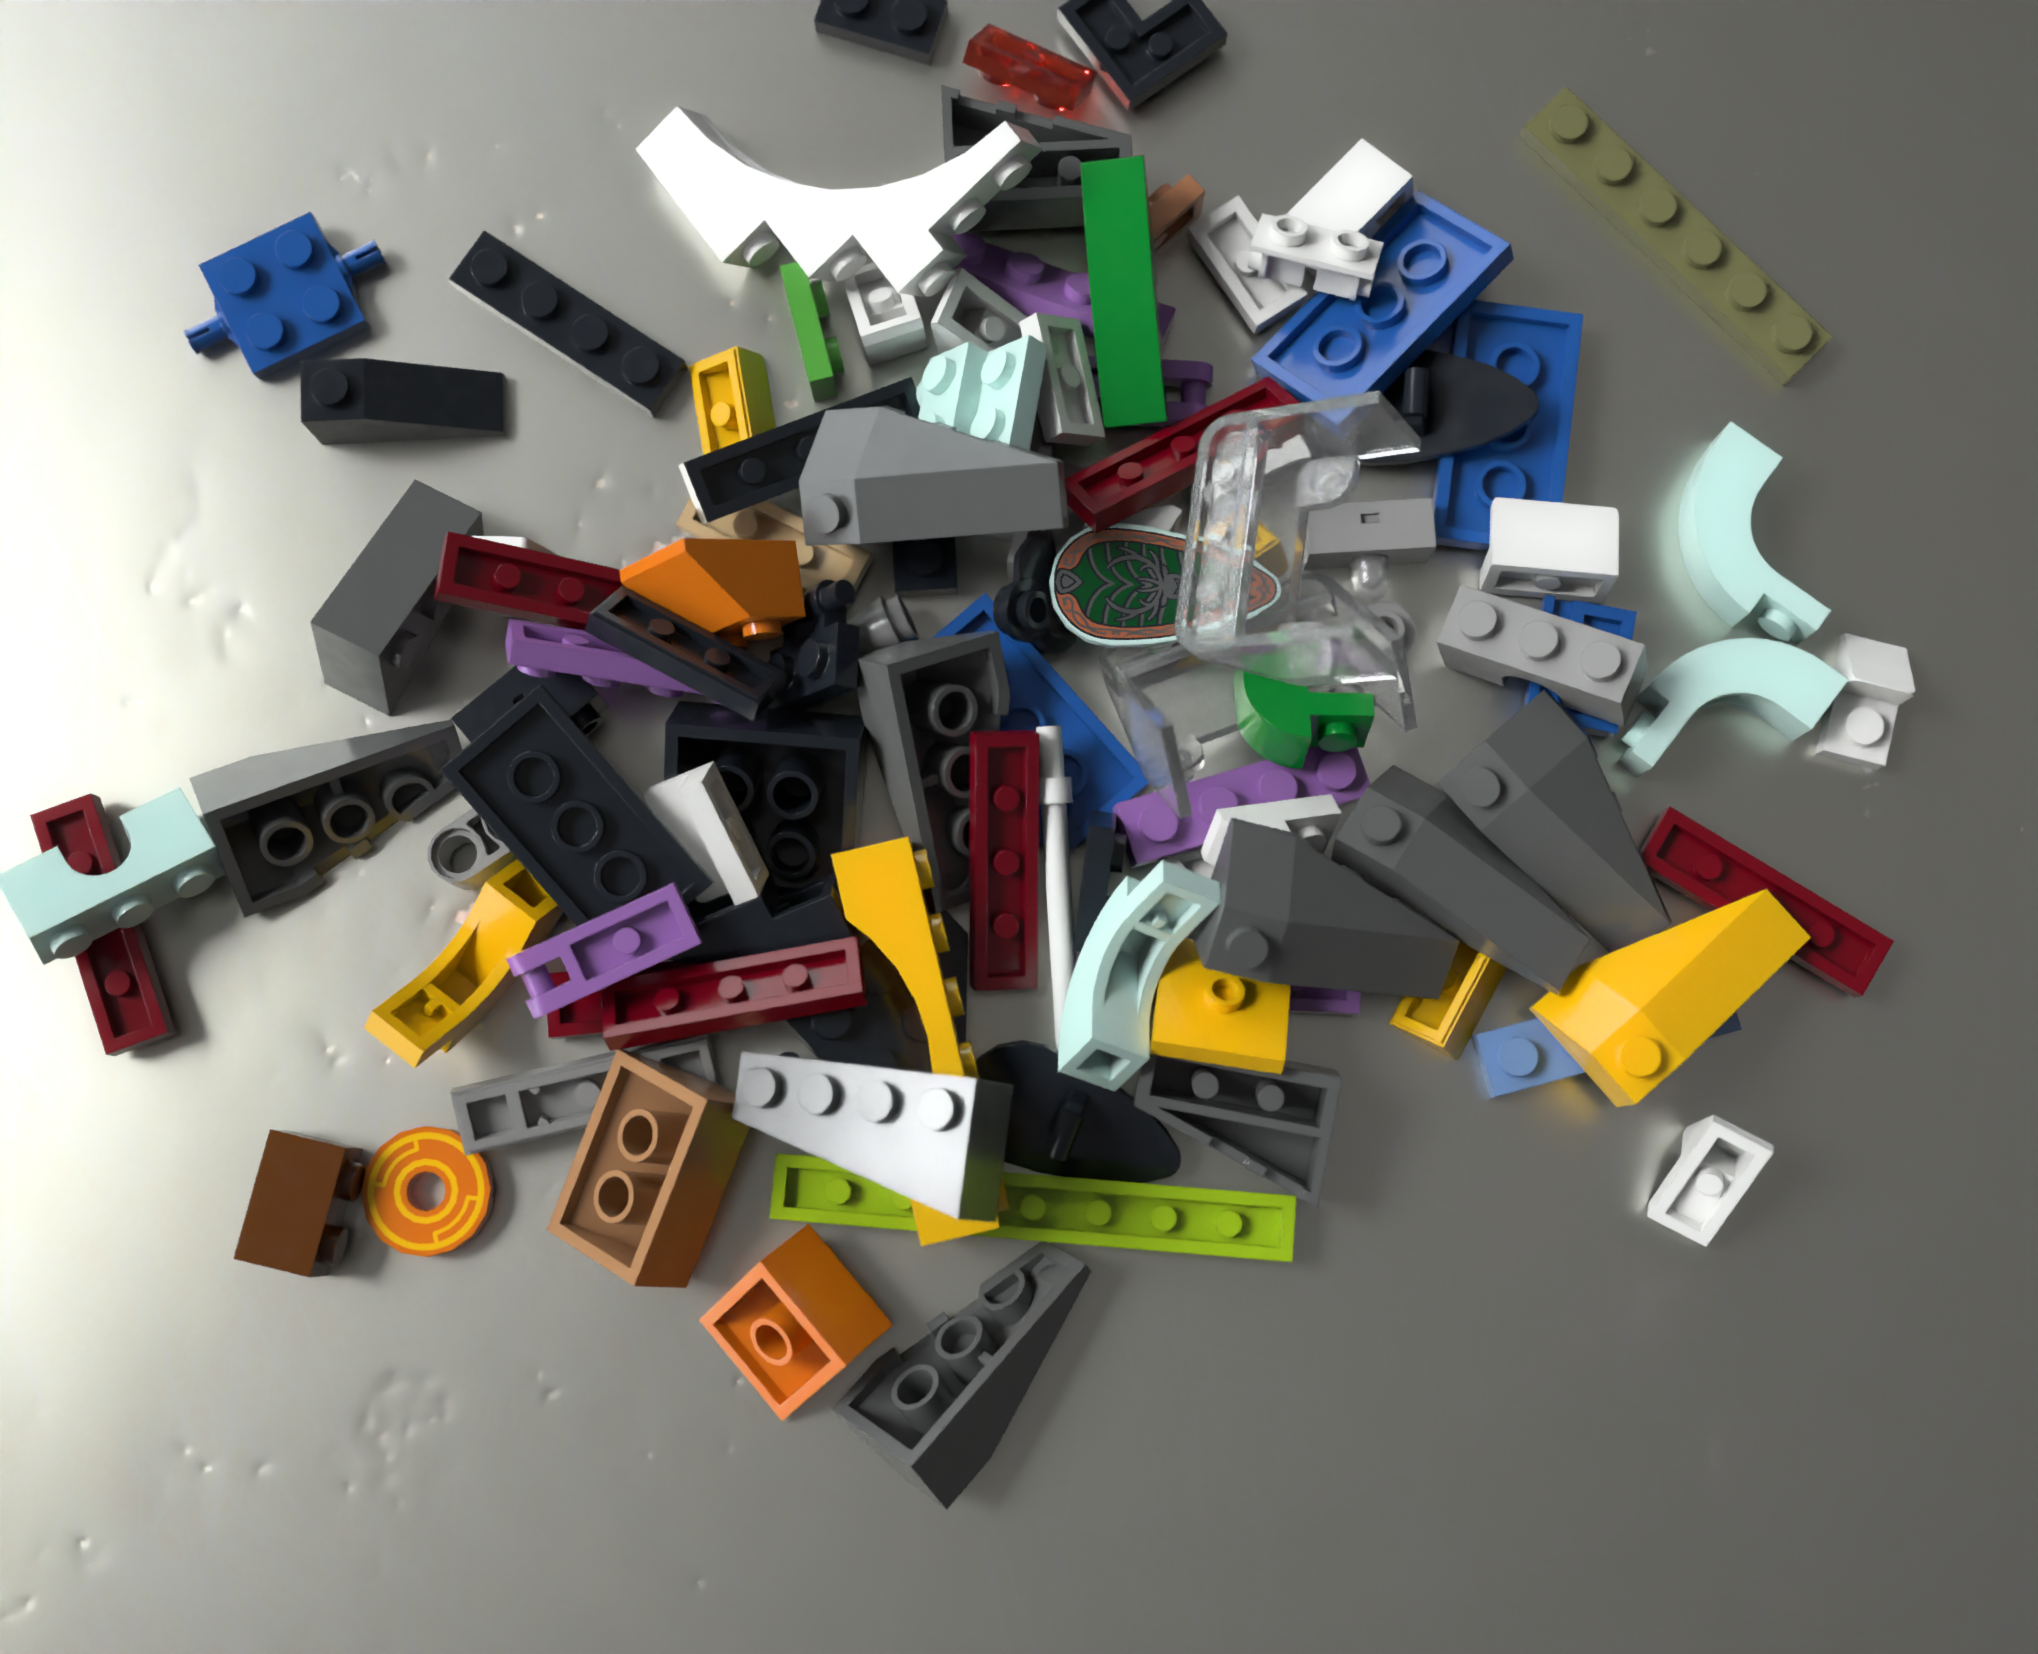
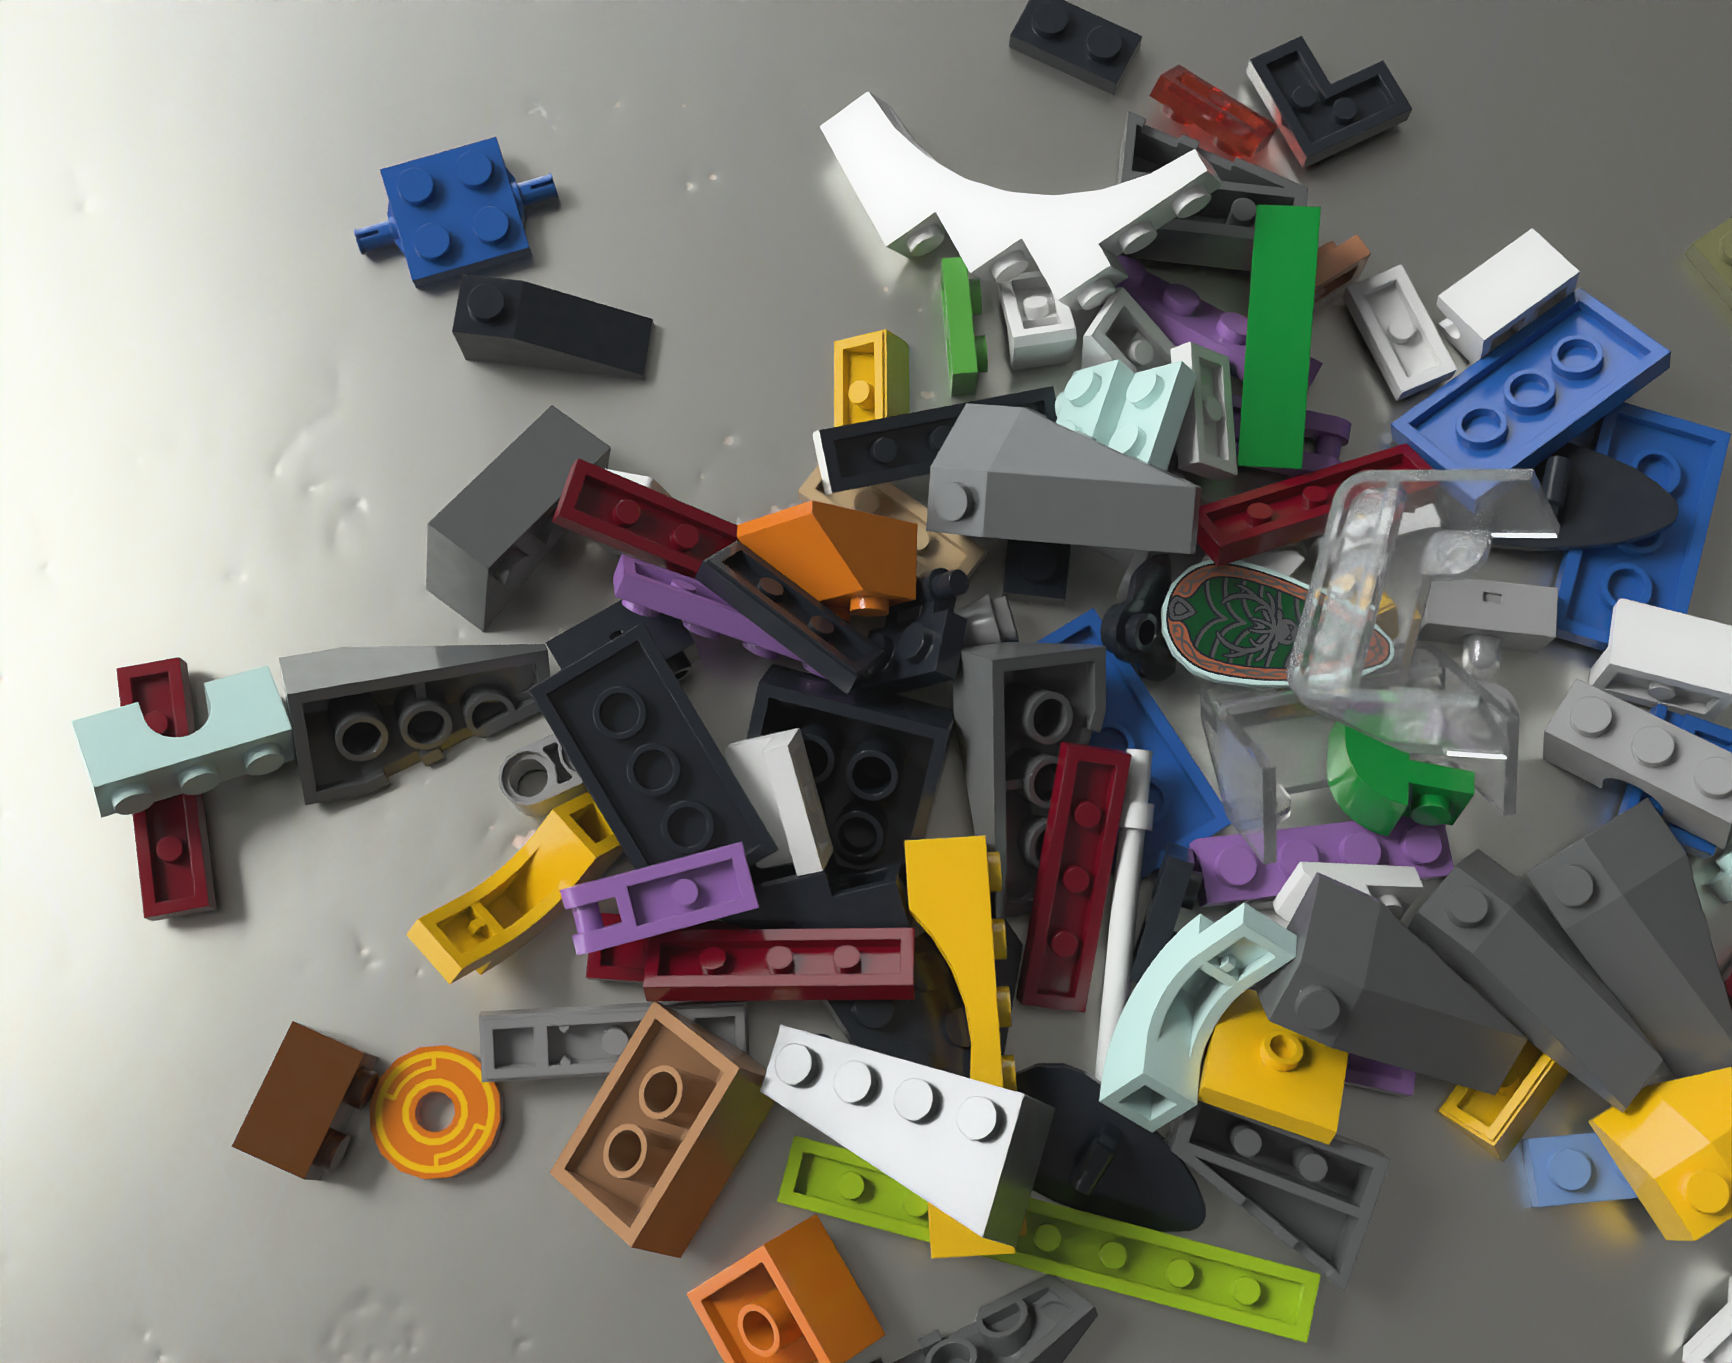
camera: 10 degrees right, 5 degrees down
(568, 323) = (725, 283): black plate -> none
(1342, 258) = (1500, 340): white hinge -> none

